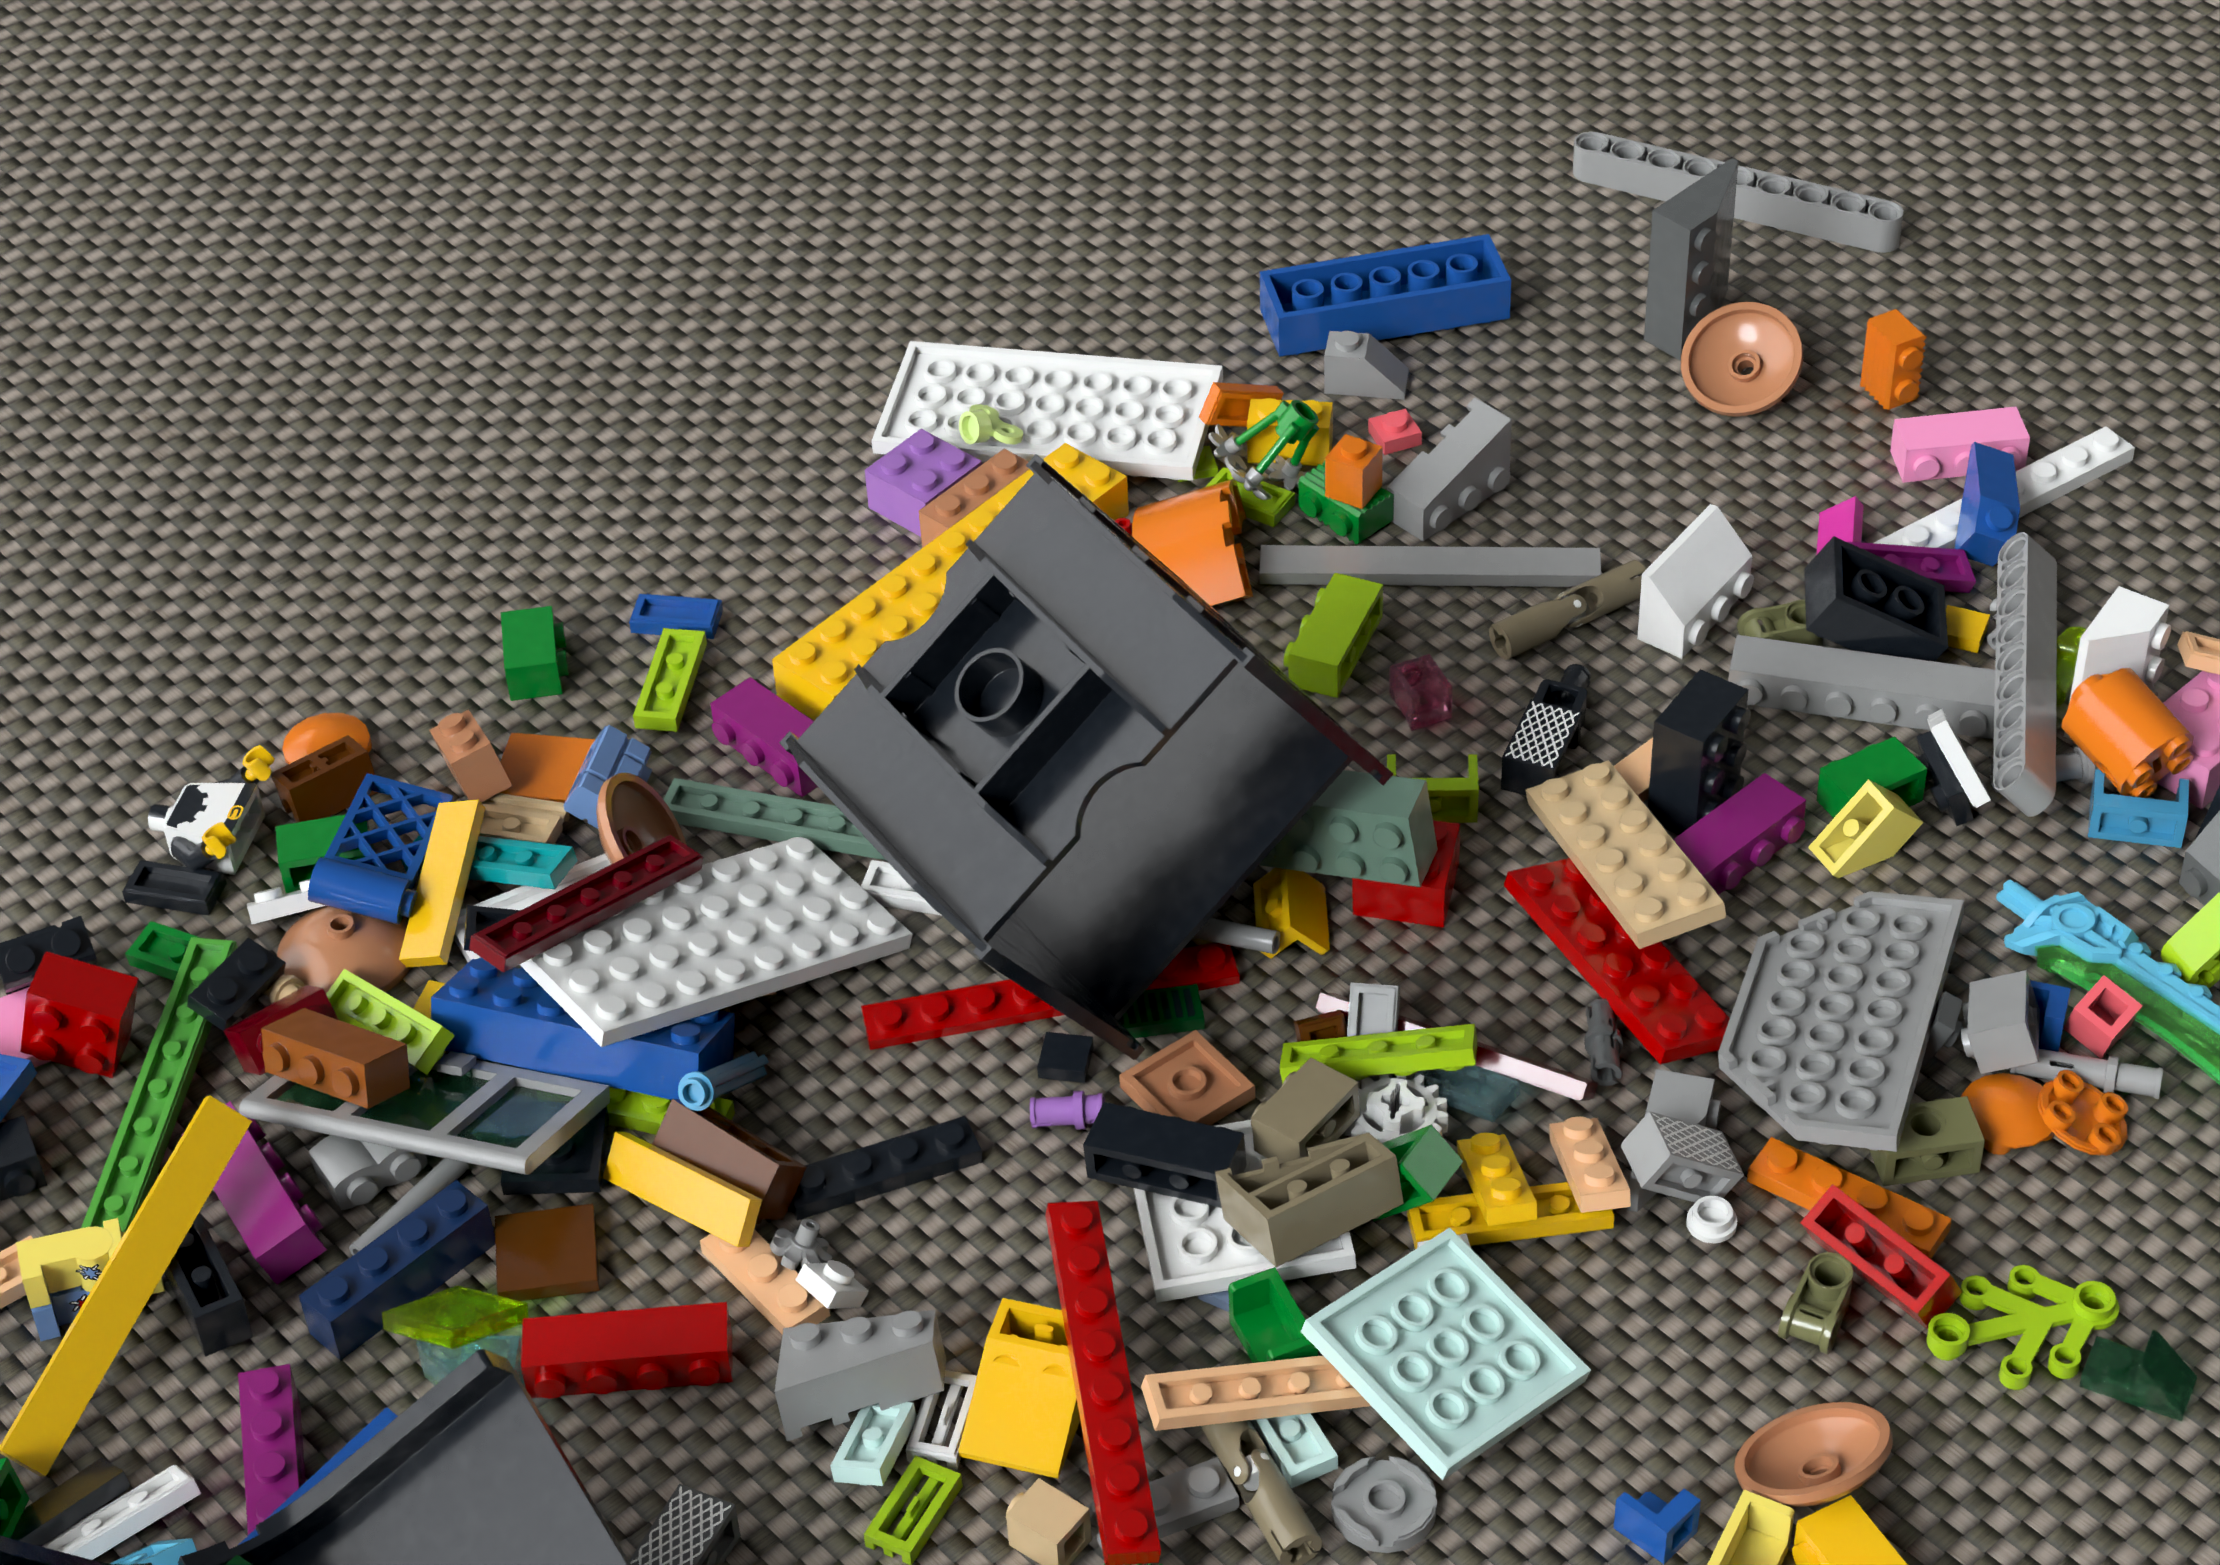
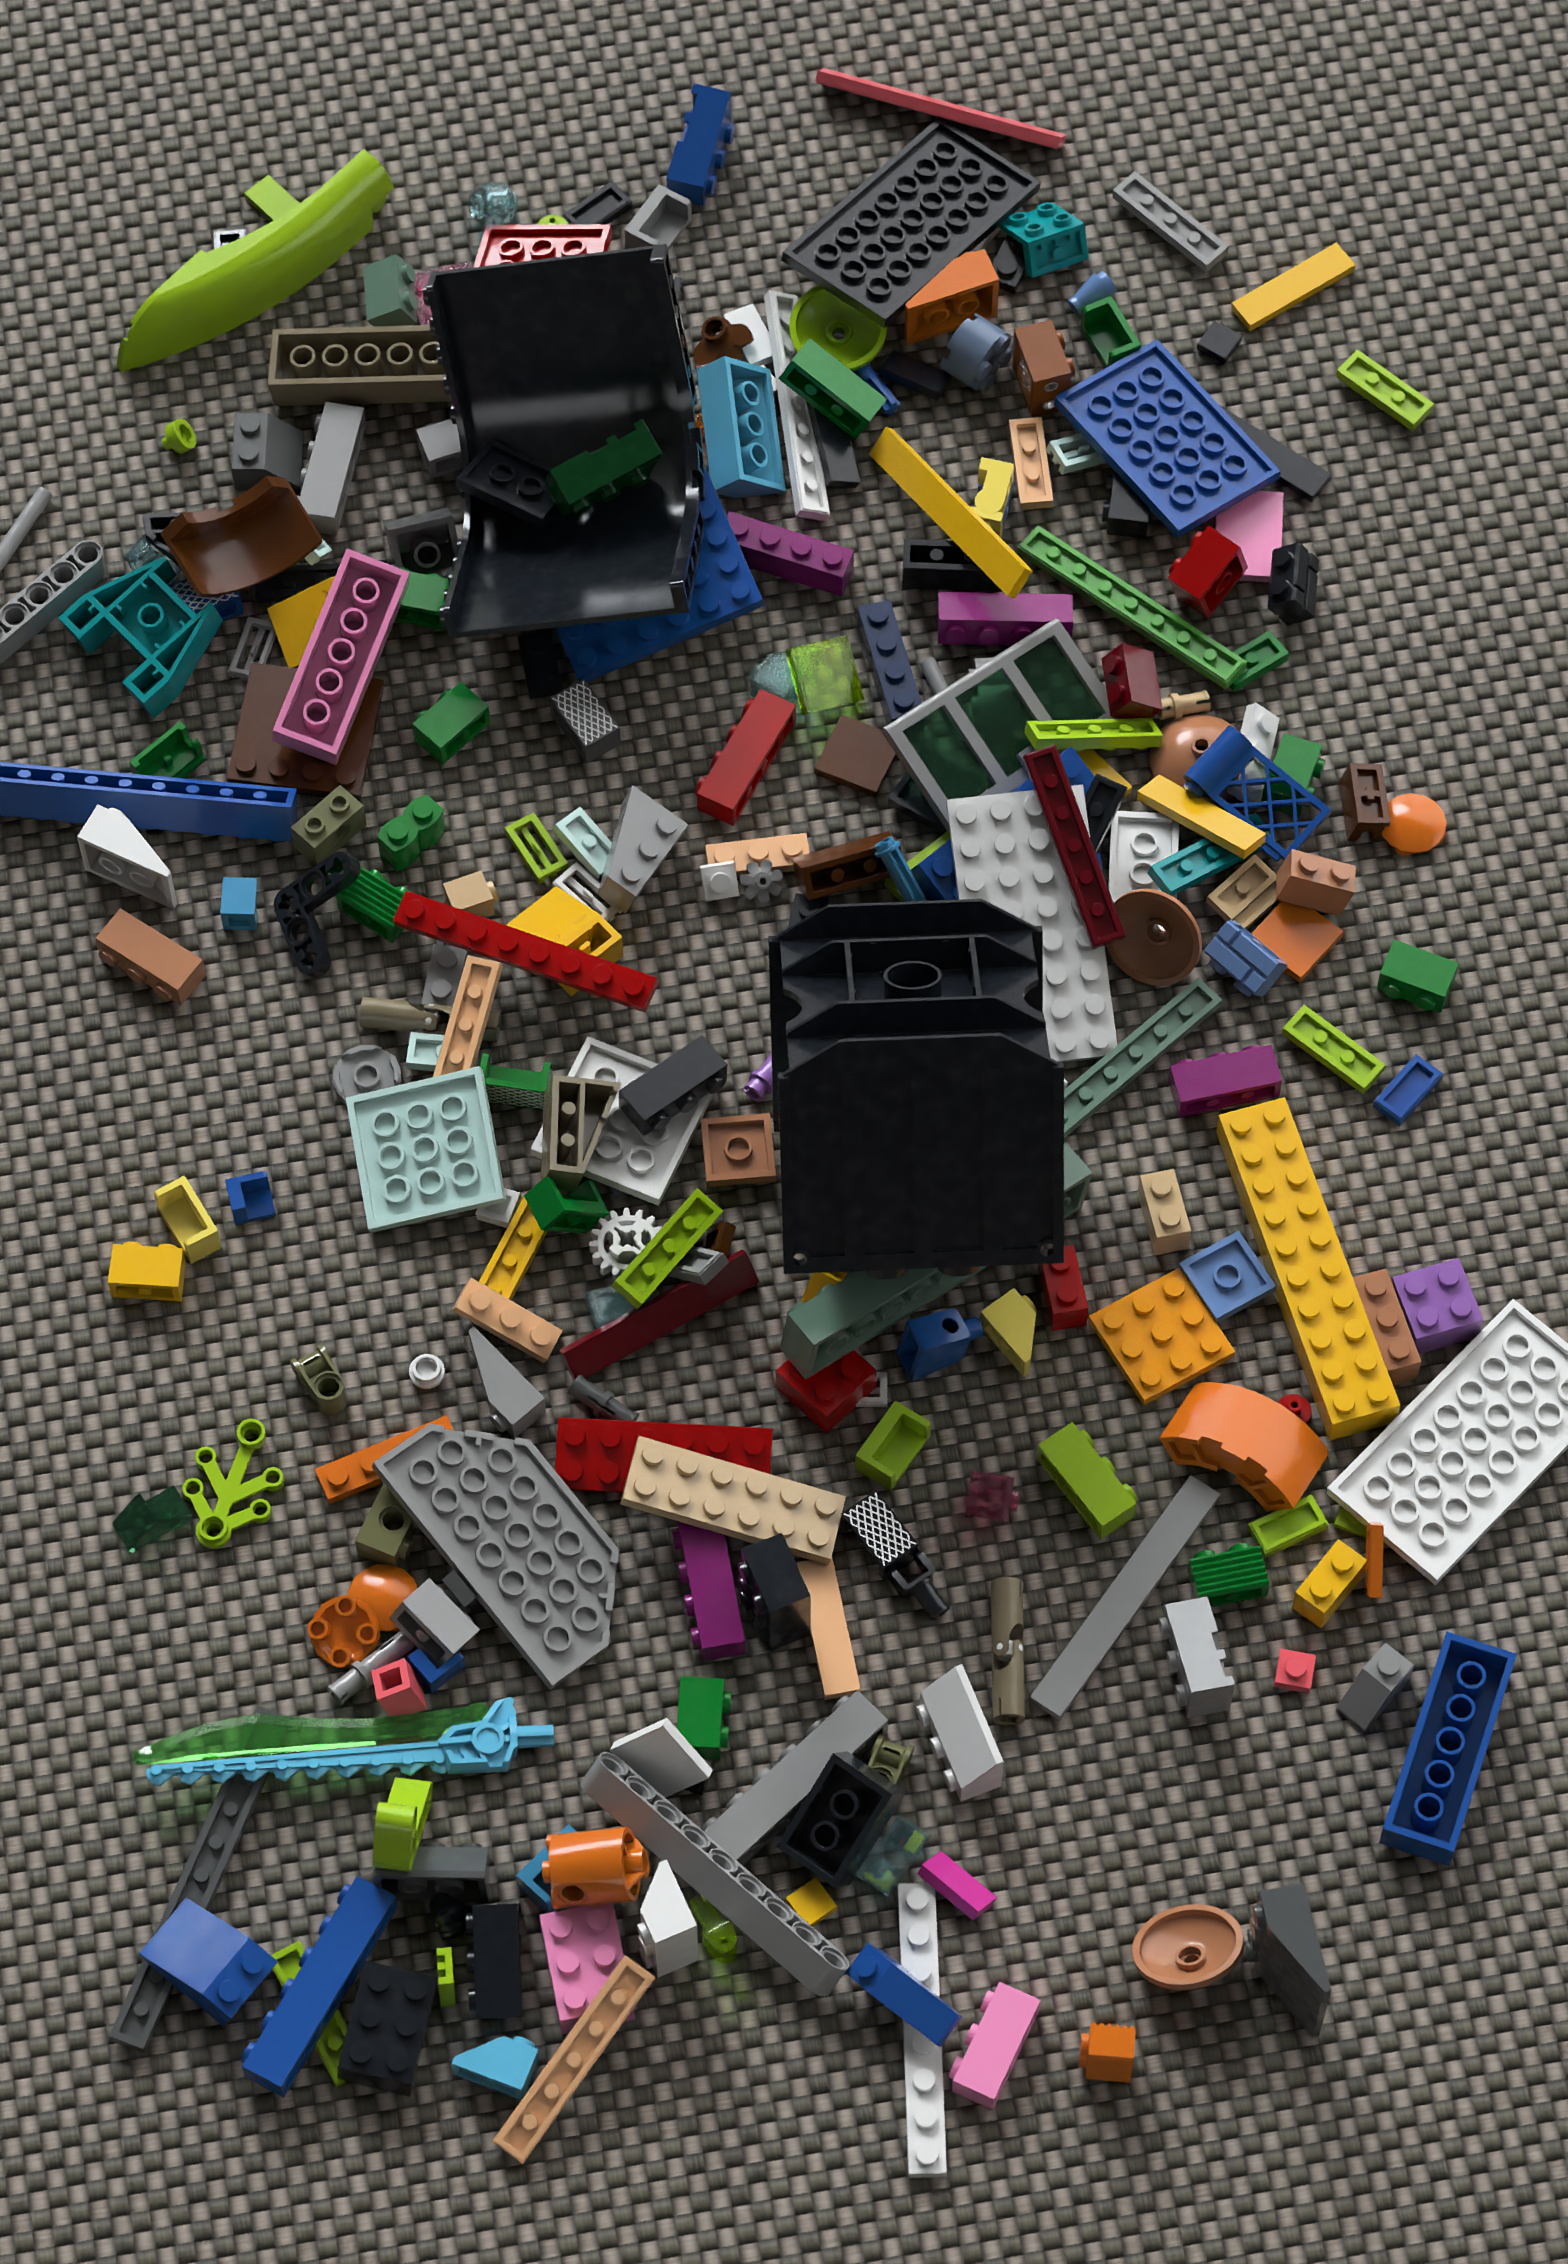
camera: 120 degrees right, 20 degrees up
(174, 887) = (1327, 687): black tile -> none
(216, 820) = (1363, 720): torso -> none
(236, 984) = (1184, 668): black plate -> none
(335, 1058) = (1058, 677): dark orange brick -> none
(682, 1189) = (841, 830): yellow tile -> none
(983, 423) = (1465, 1373): yellowish green piece -> none
(1295, 423) = (1295, 1547): plant -> none
(1305, 1112) = (644, 1173): dark tan brick -> none
(1353, 471) = (1219, 1562): orange brick -> none
(1496, 1179) = (532, 1261): yellow plate -> none
(1681, 1158) = (464, 1364): light grey panel -> none
(1759, 197) = (1410, 2132): light grey beam -> none
(1814, 1454) = (229, 1280): nougat dish -> none
(1865, 831) = (660, 1683): light yellow slope -> none
(1881, 1256) = (321, 1426): red brick -> none
(1941, 565) = (883, 1894): magenta plate -> none

